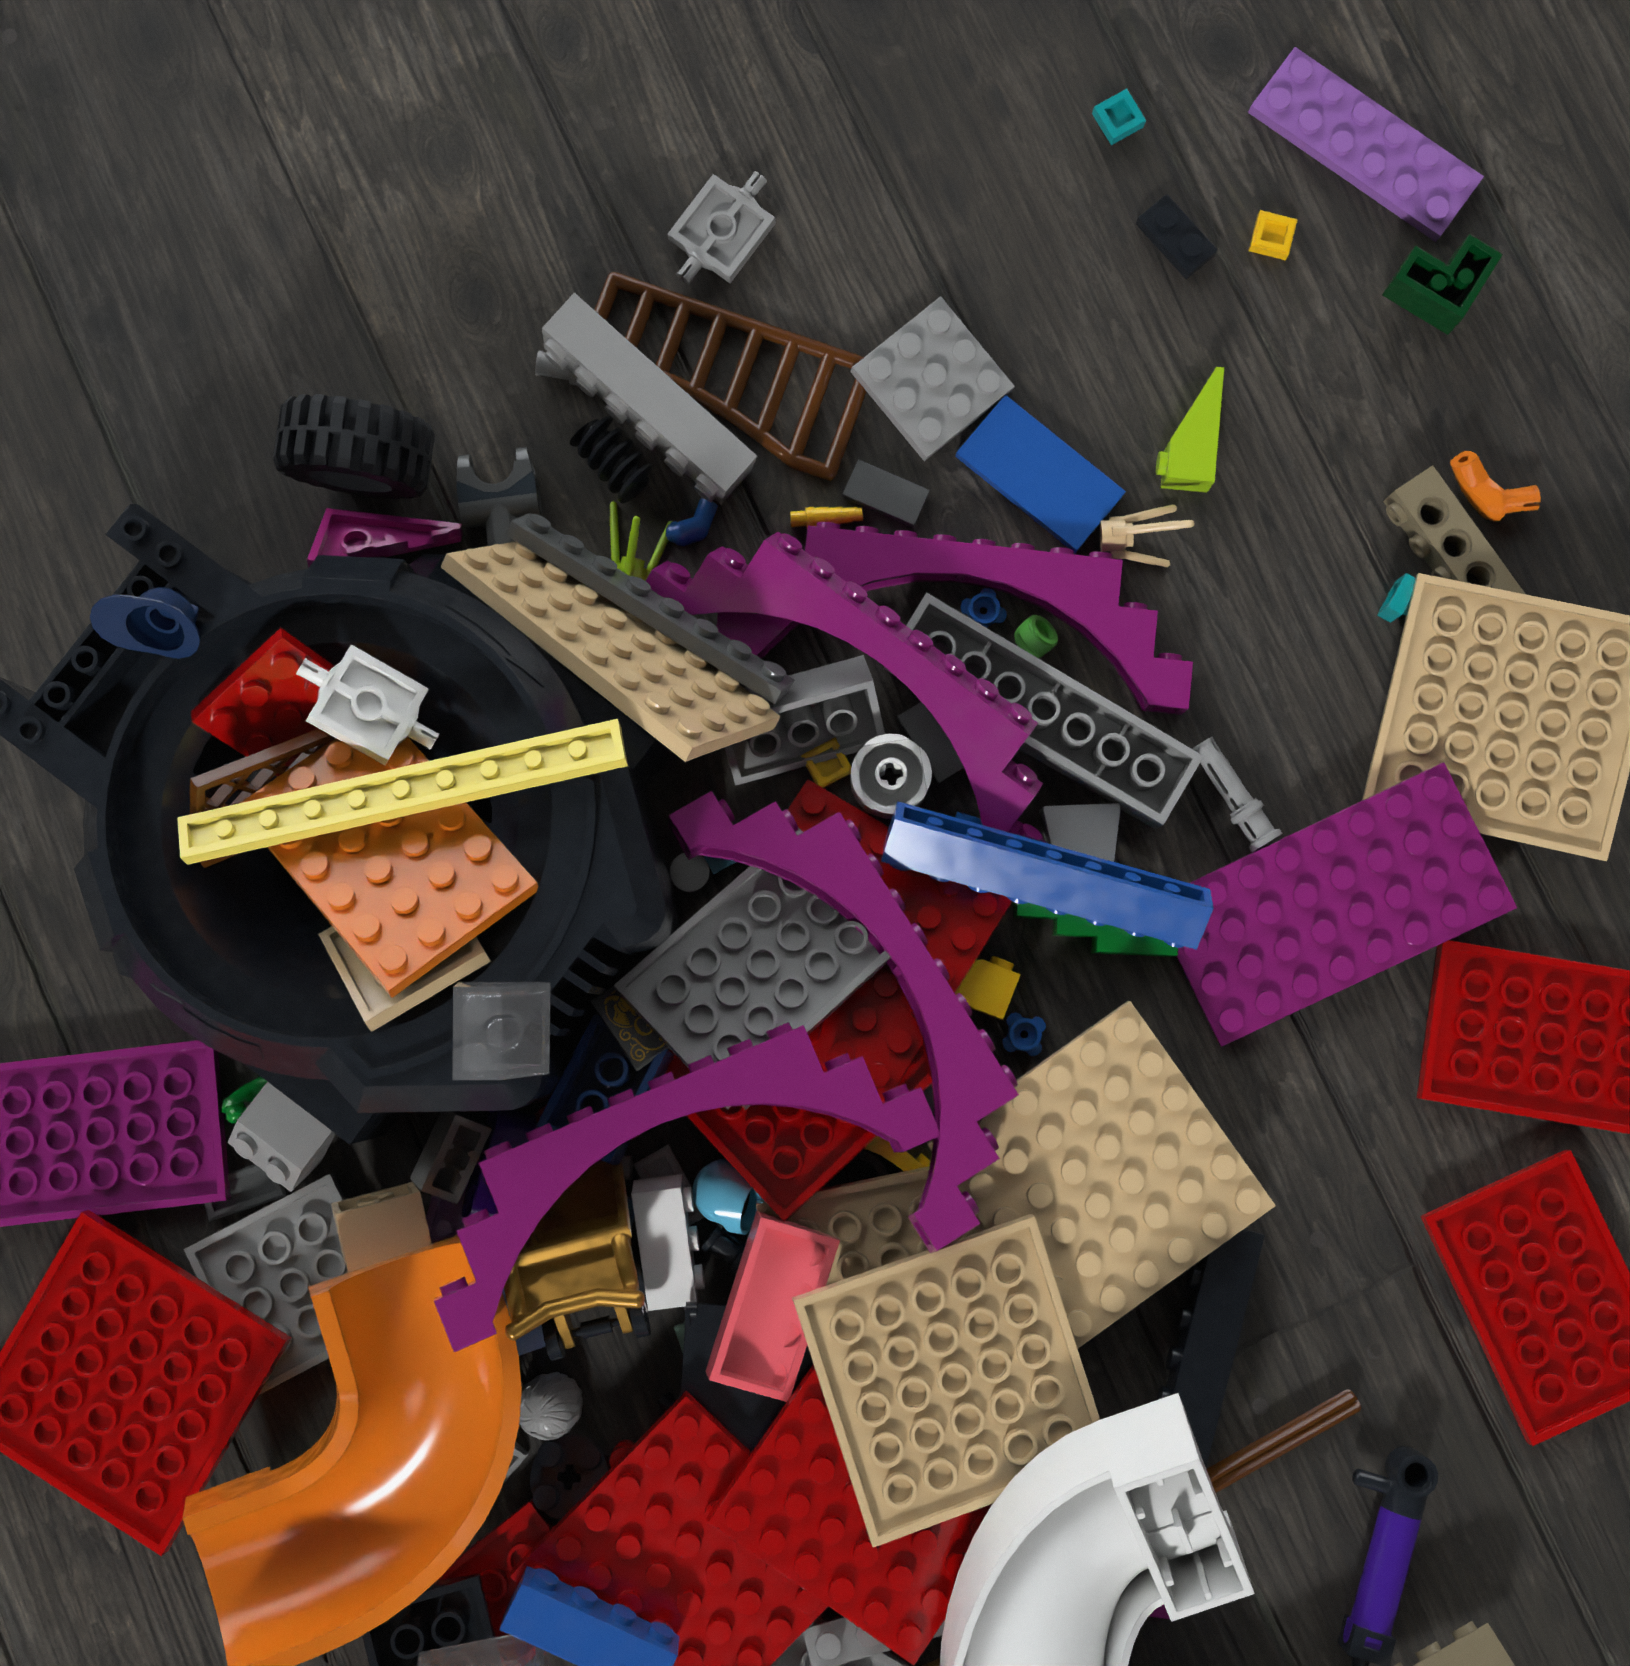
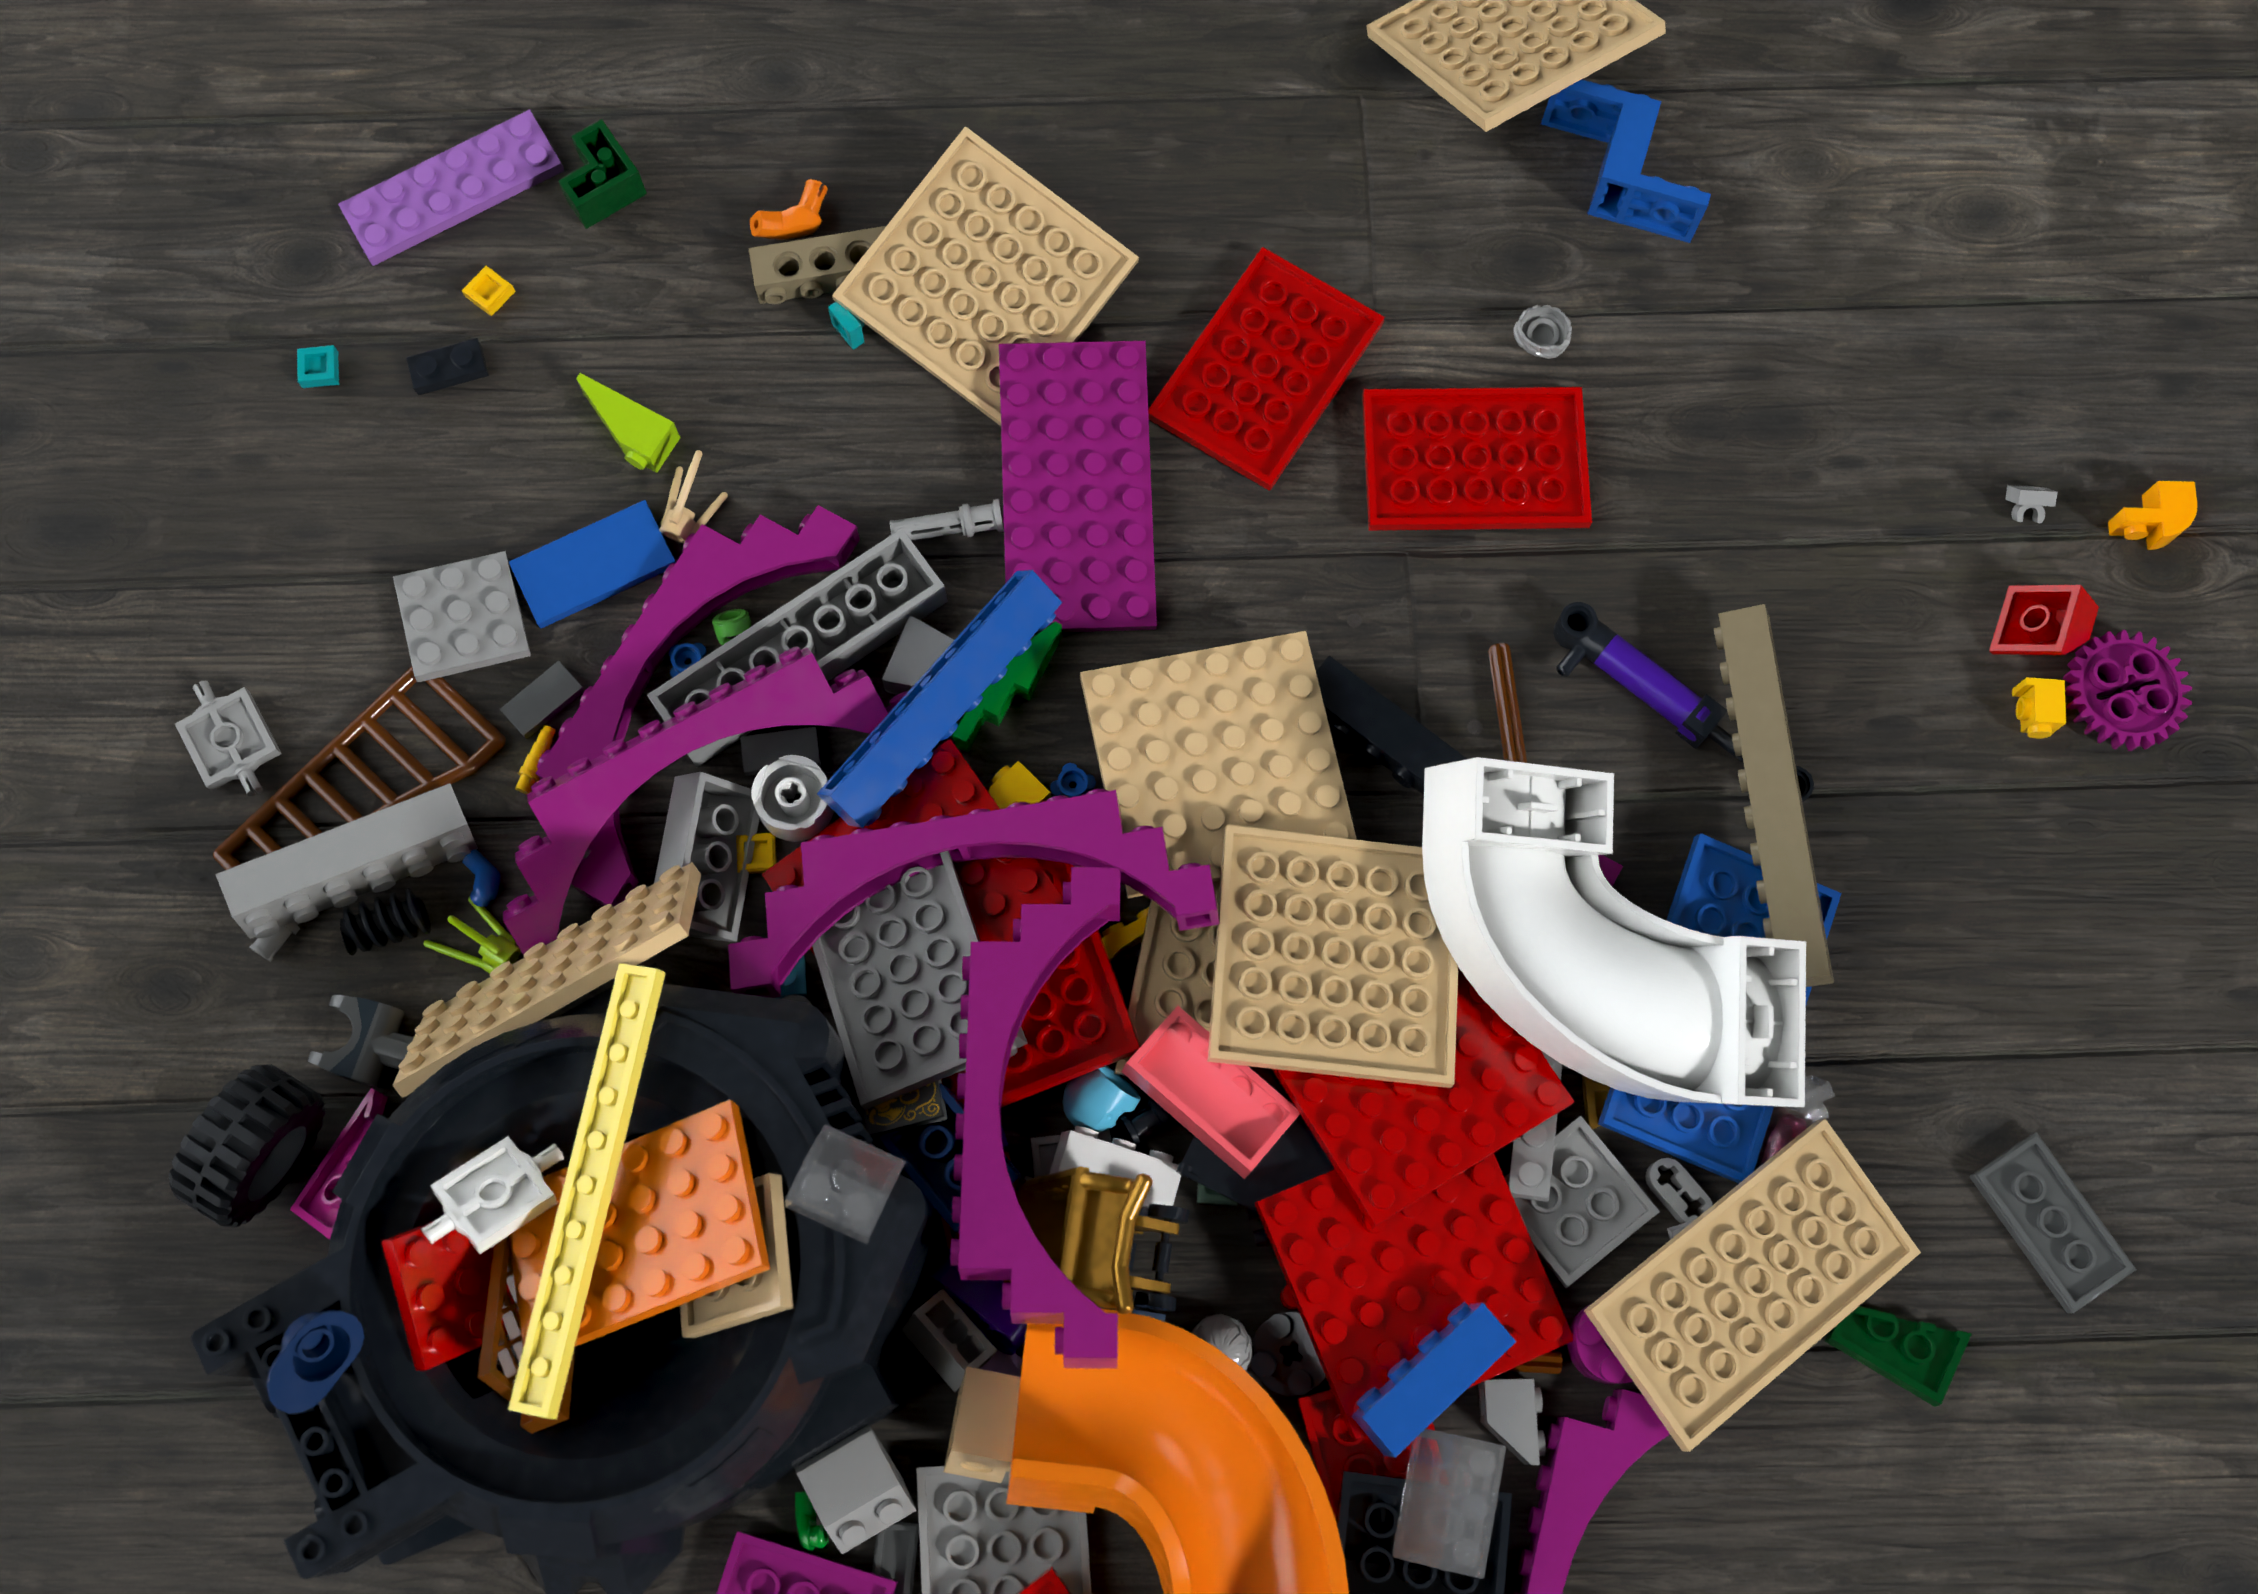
camera: 70 degrees left, 10 degrees down
(659, 612) = (522, 945): dark grey plate -> none

